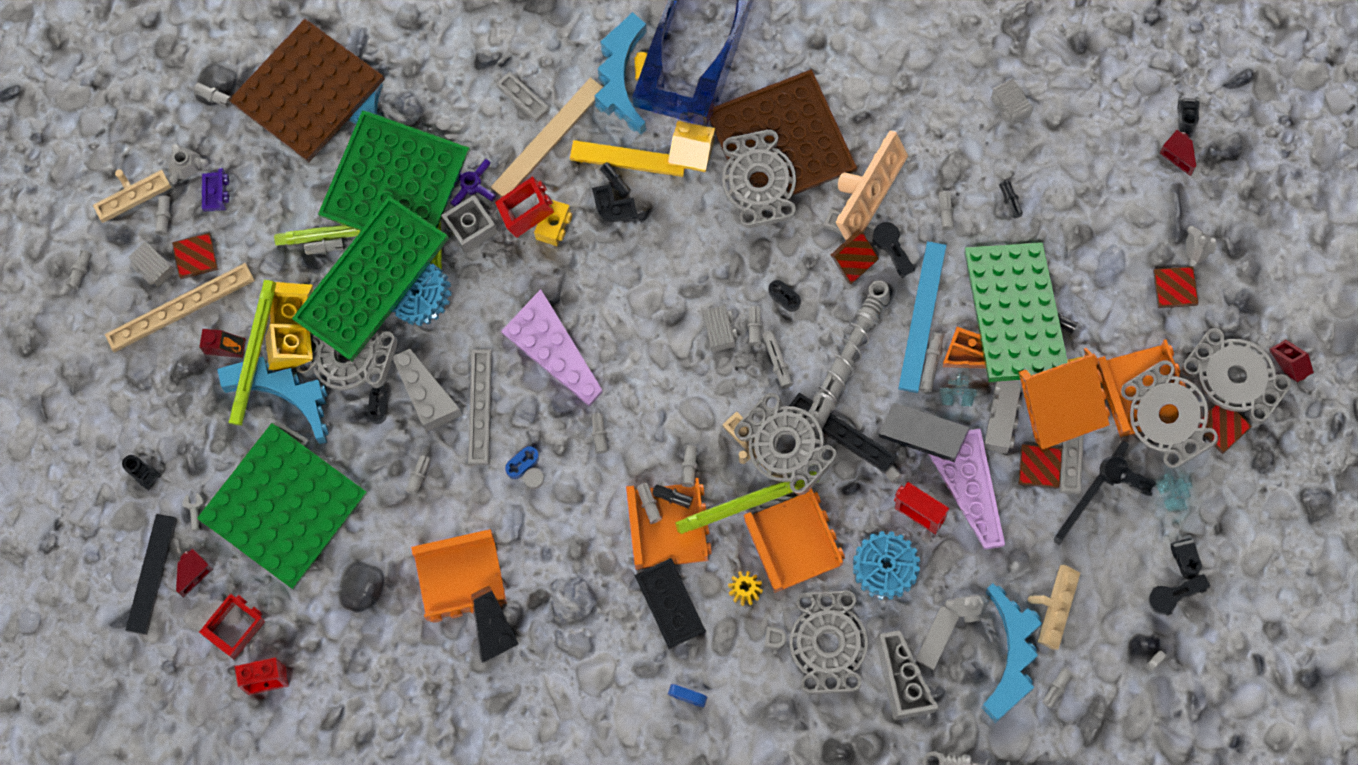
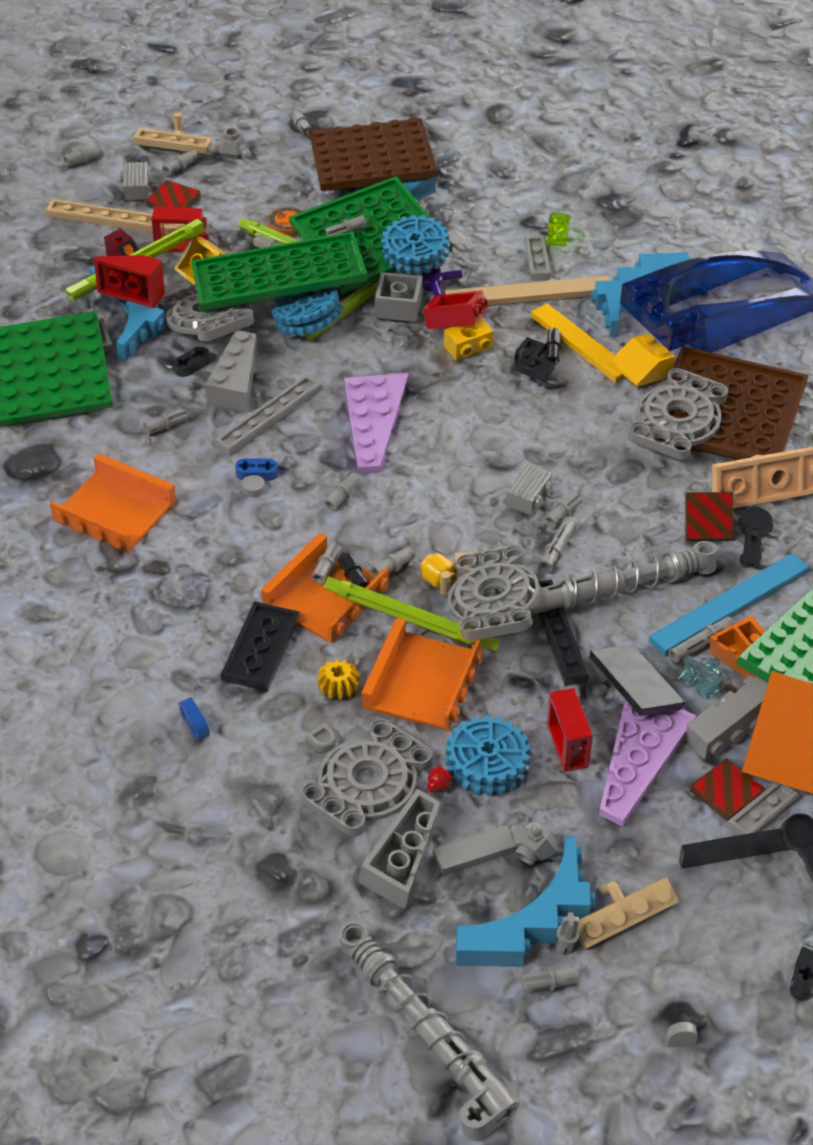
camera: 35 degrees right, 25 degrees down
(215, 191) = (234, 170): dark purple bracket -> none
(243, 291) = (176, 215): none -> red window
(277, 377) = (130, 278): none -> red slope
(287, 346) = (176, 276): yellow slope -> none
(304, 208) = (279, 220): none -> tile
(377, 194) = (347, 226): none -> light grey axle
(443, 158) = (415, 244): none -> dark azure piece
(491, 625) = (93, 543): black wedge -> none
(516, 58) = (558, 229): none -> clear neon green brick
(726, 449) = (433, 566): none -> yellow head
(787, 292) = (618, 507): black beam -> none
(873, 608) = (439, 779): none -> red plate
(1046, 654) = (567, 934): none -> light grey axle
(1164, 599) = (743, 993): black piece -> none

